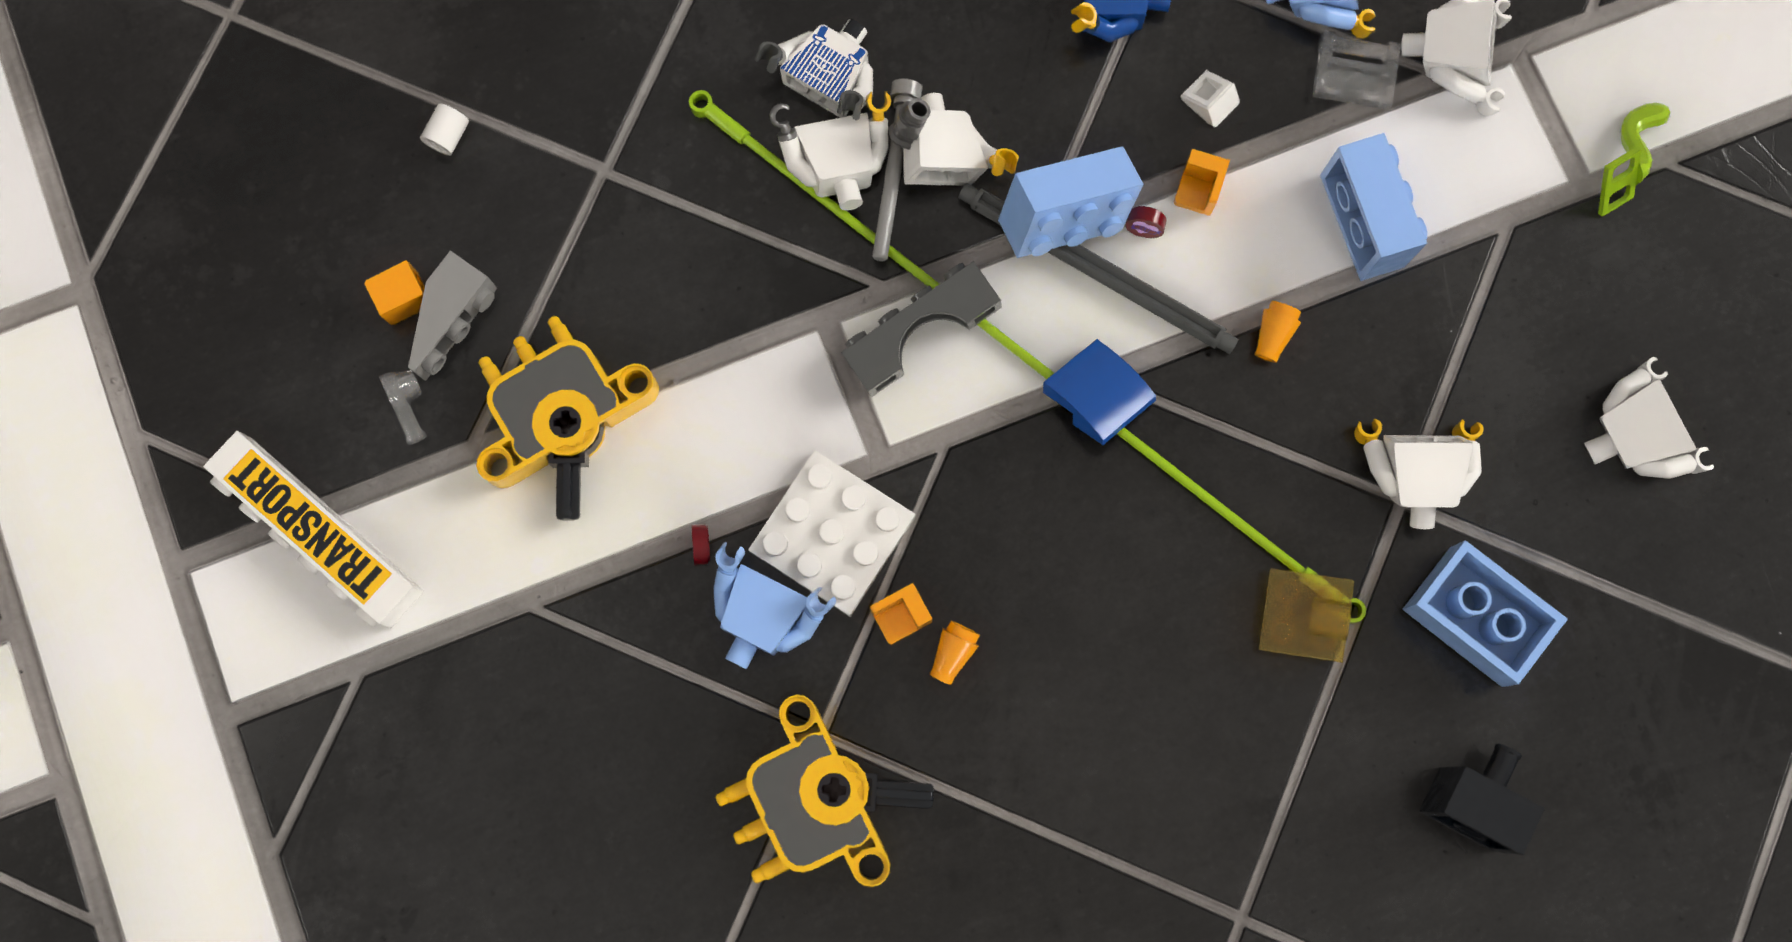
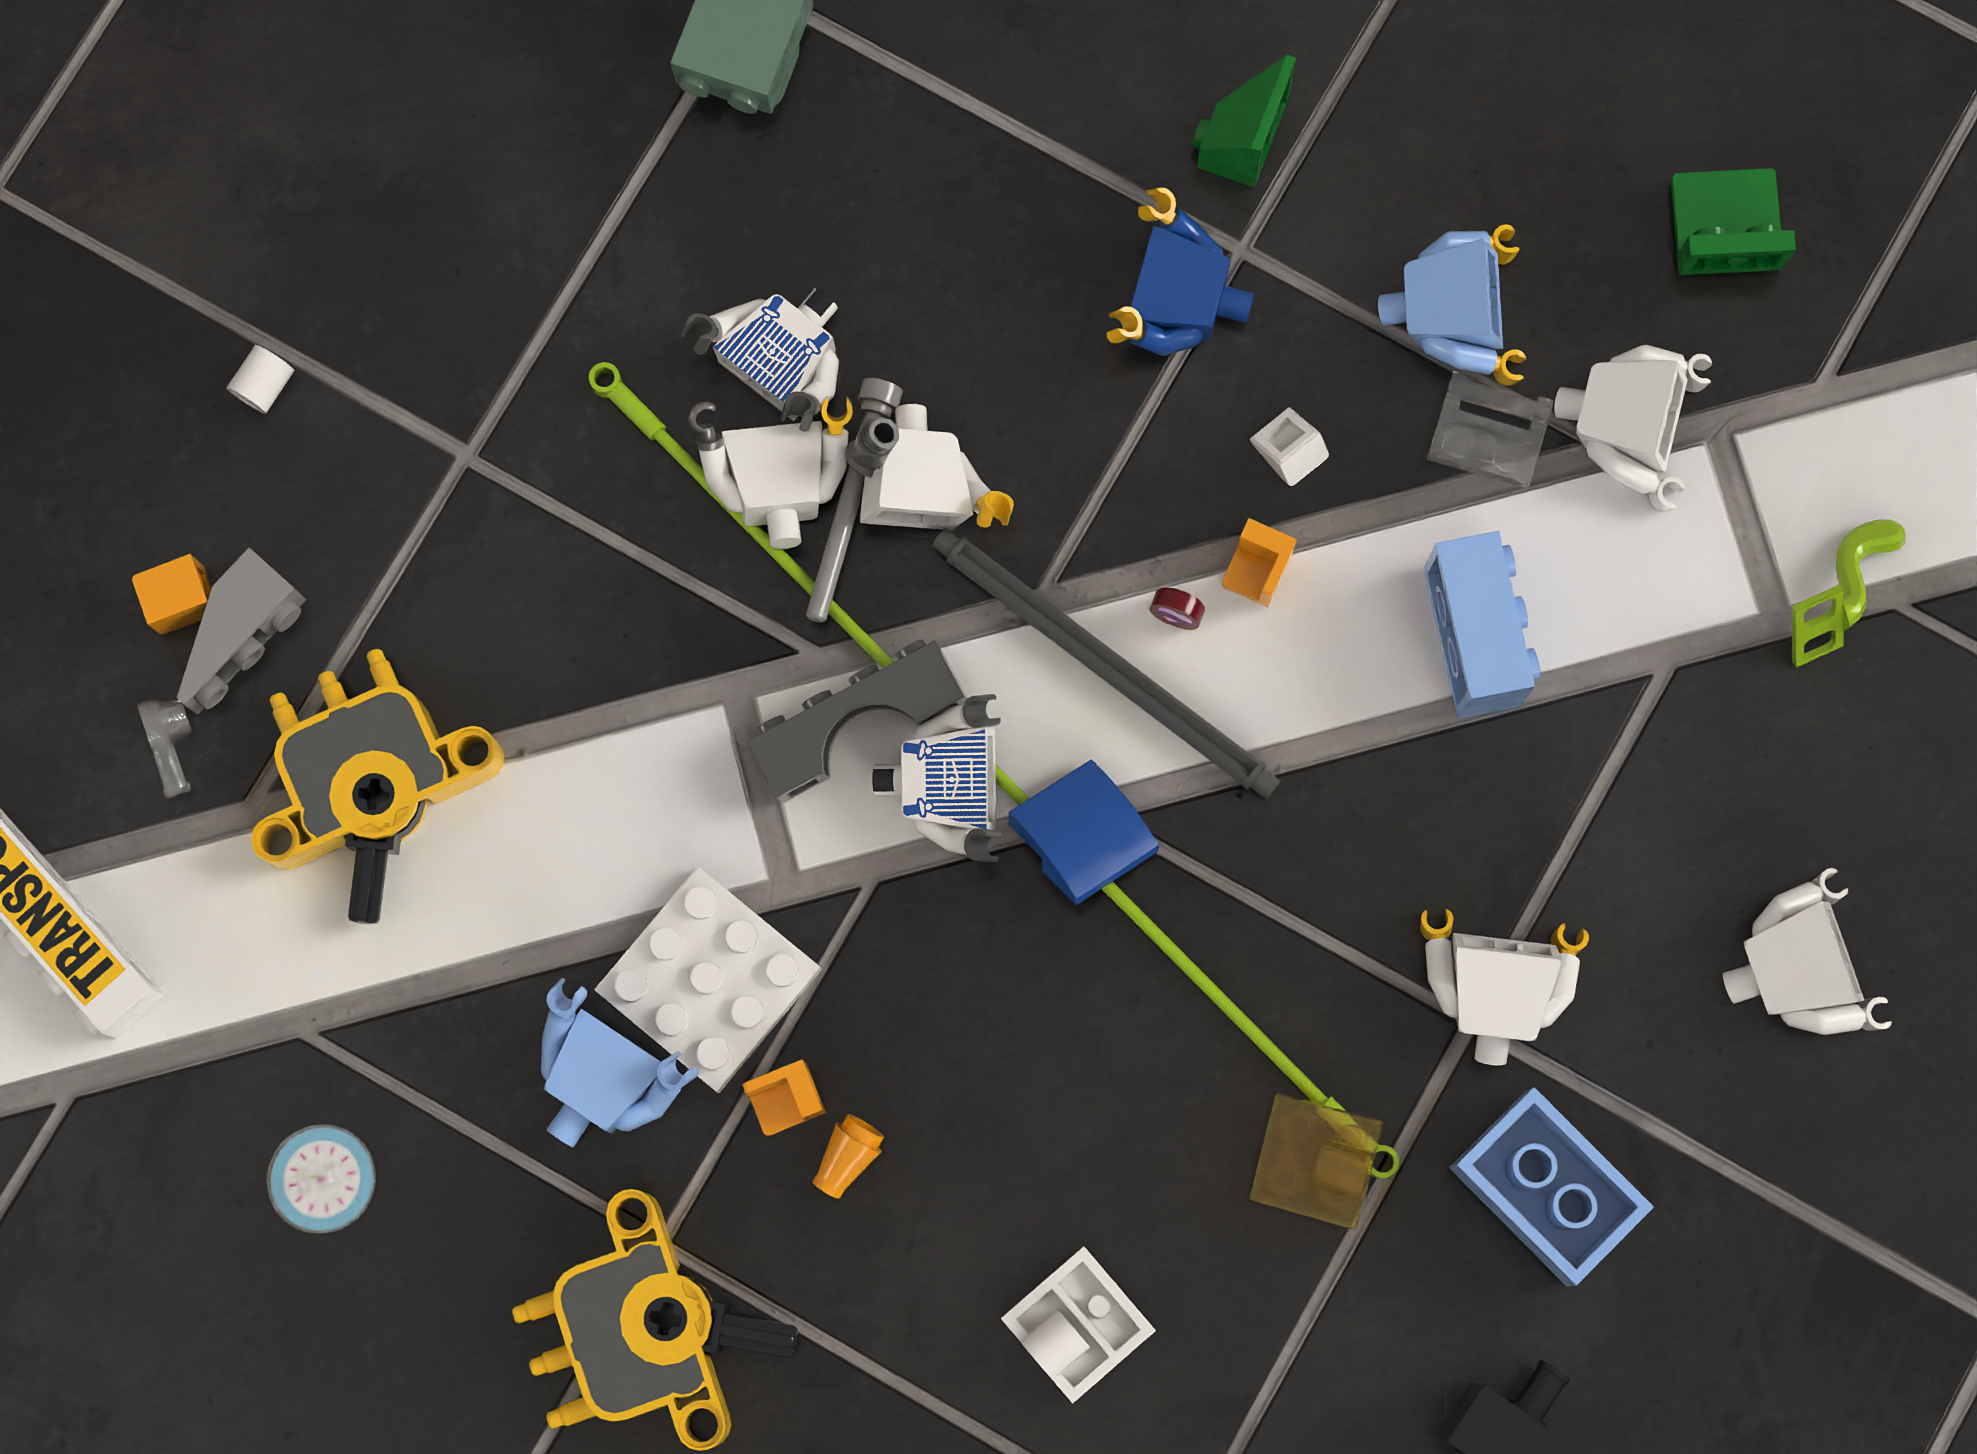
camera: 10 degrees right, 0 degrees up
(558, 715) = (321, 1179): none -> clear piece
(700, 543) = (532, 975): dark red tile -> none
(995, 363) = (949, 779): none -> torso
(1069, 202) = (1072, 576): light blue brick -> none
(1143, 758) = (1078, 1324): none -> white plate
(1276, 330) = (1332, 775): light orange cone -> none

